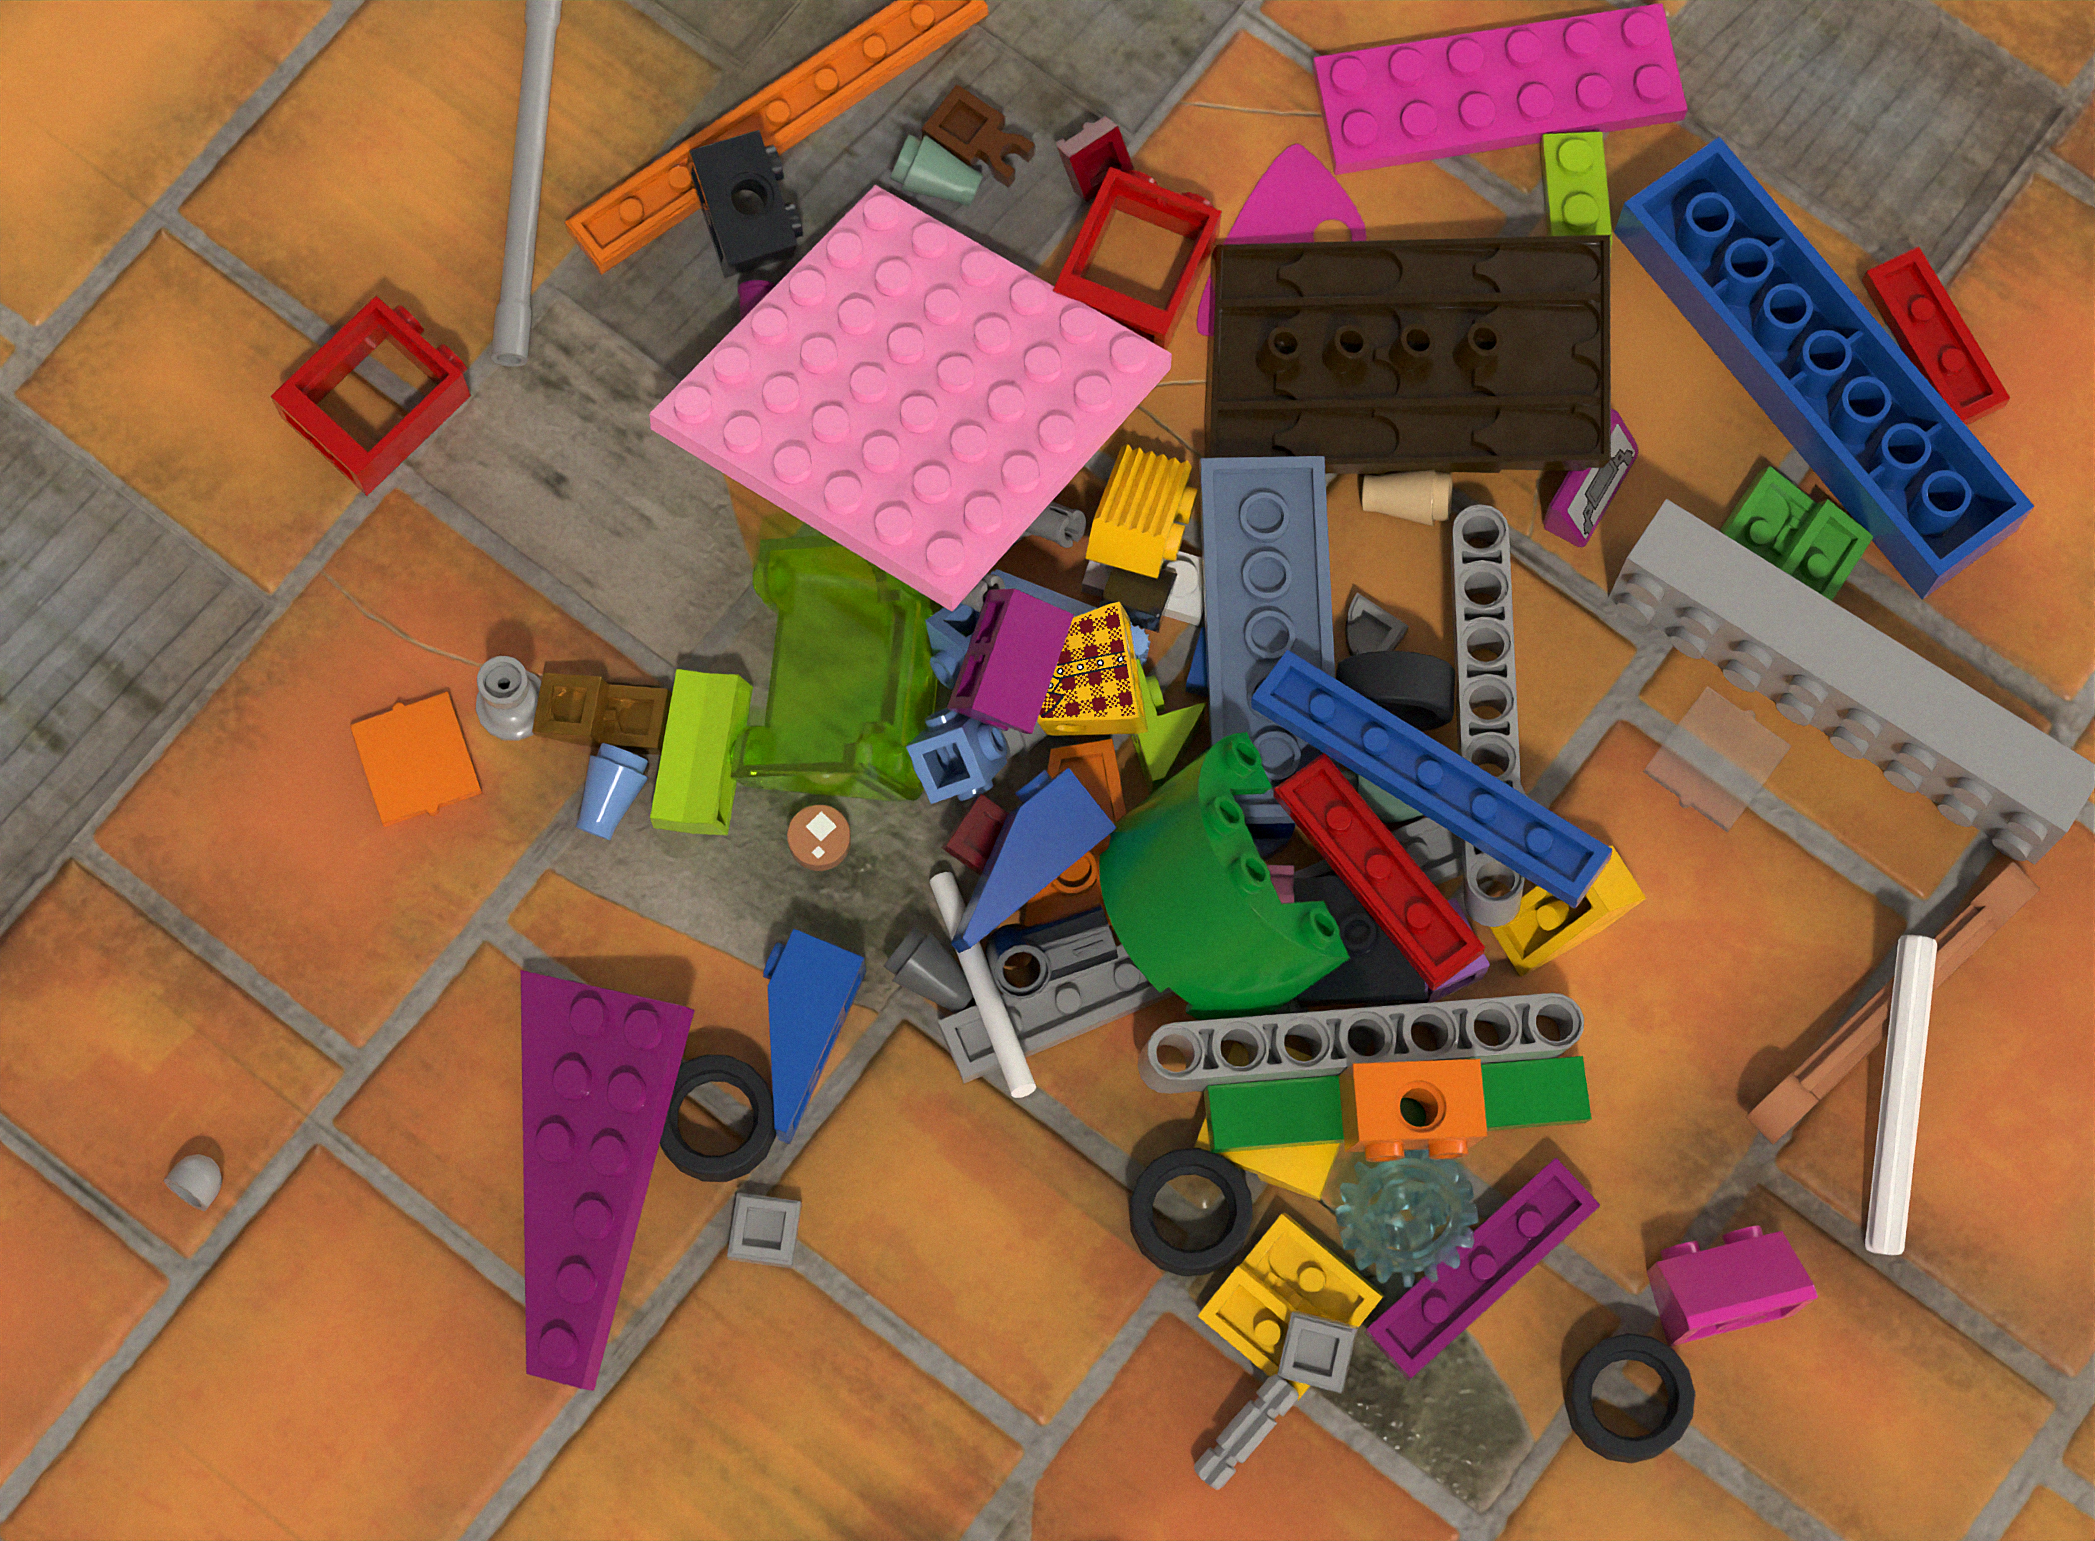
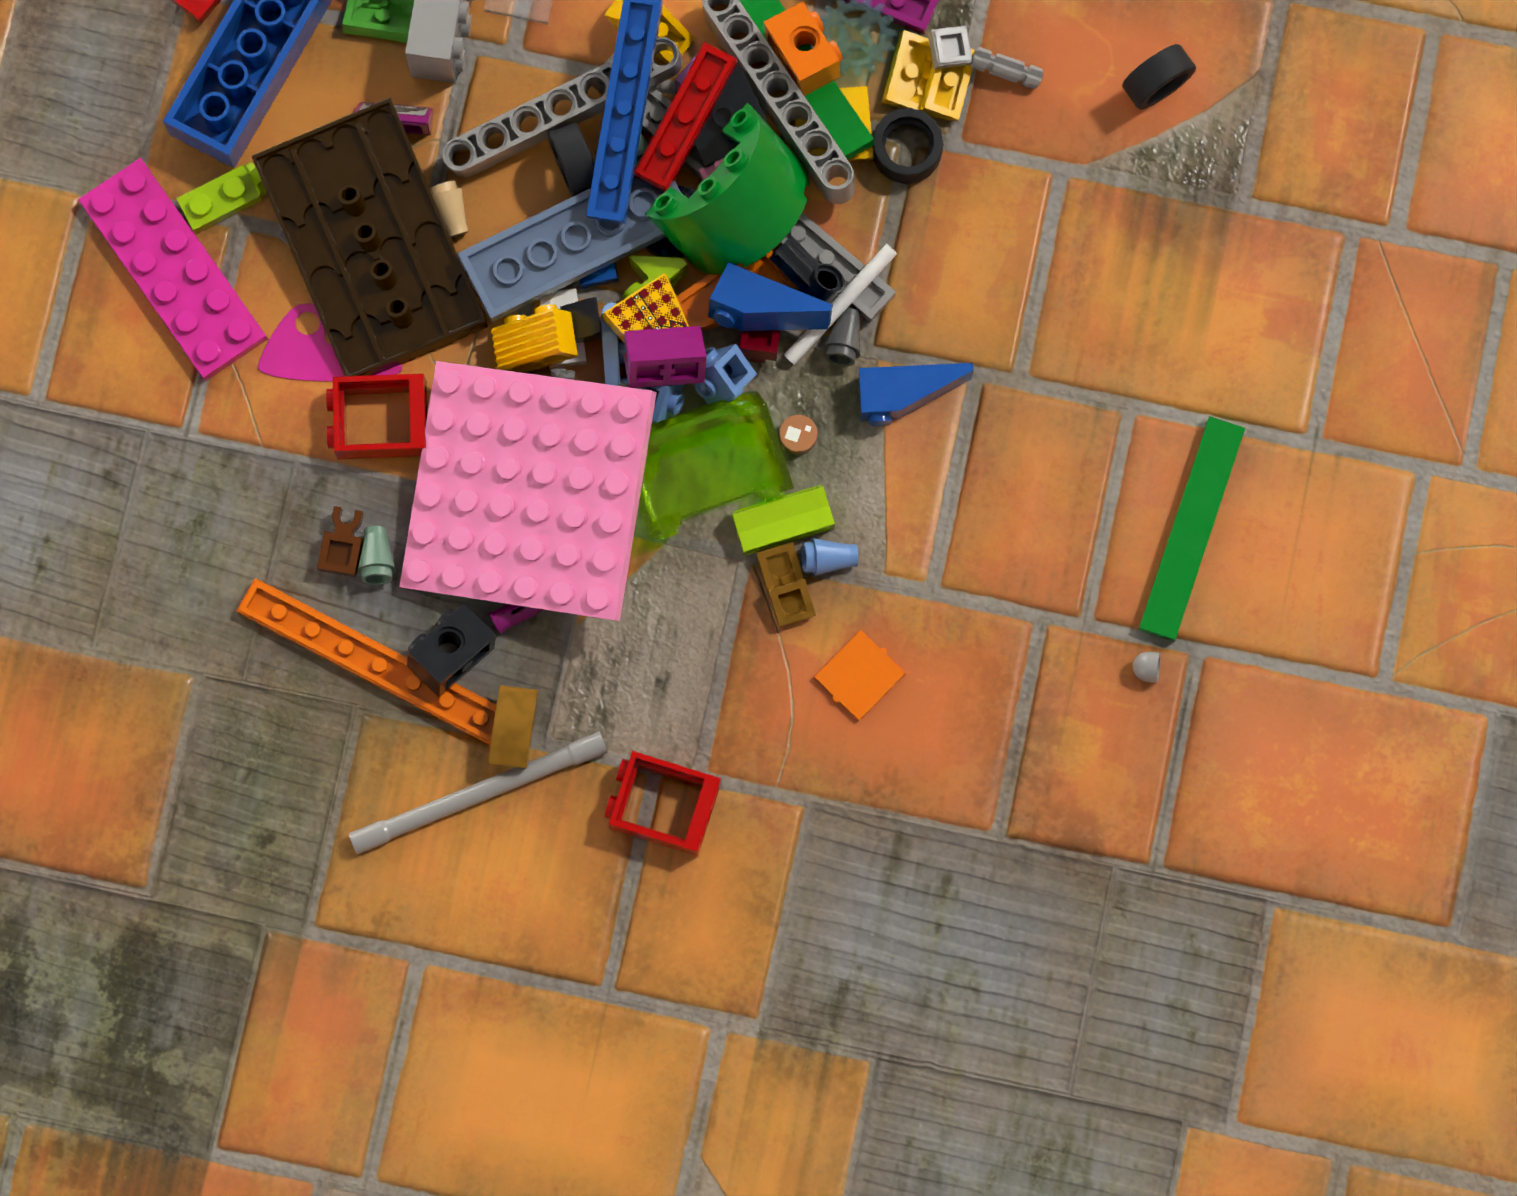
camera: 115 degrees left, 5 degrees up
(372, 1359) = (1191, 529): none -> green tile
(507, 698) = (802, 639): light grey piece -> none
(588, 236) = (513, 726): none -> pearl gold slope
(593, 1119) = (1014, 470): magenta wing -> none
(760, 1139) = (999, 390): black tyre -> none
(764, 1230) = (1024, 360): light grey tile -> none
(1091, 155) = (325, 469): dark red tile -> none
(1371, 628) = (540, 196): light grey tile -> none

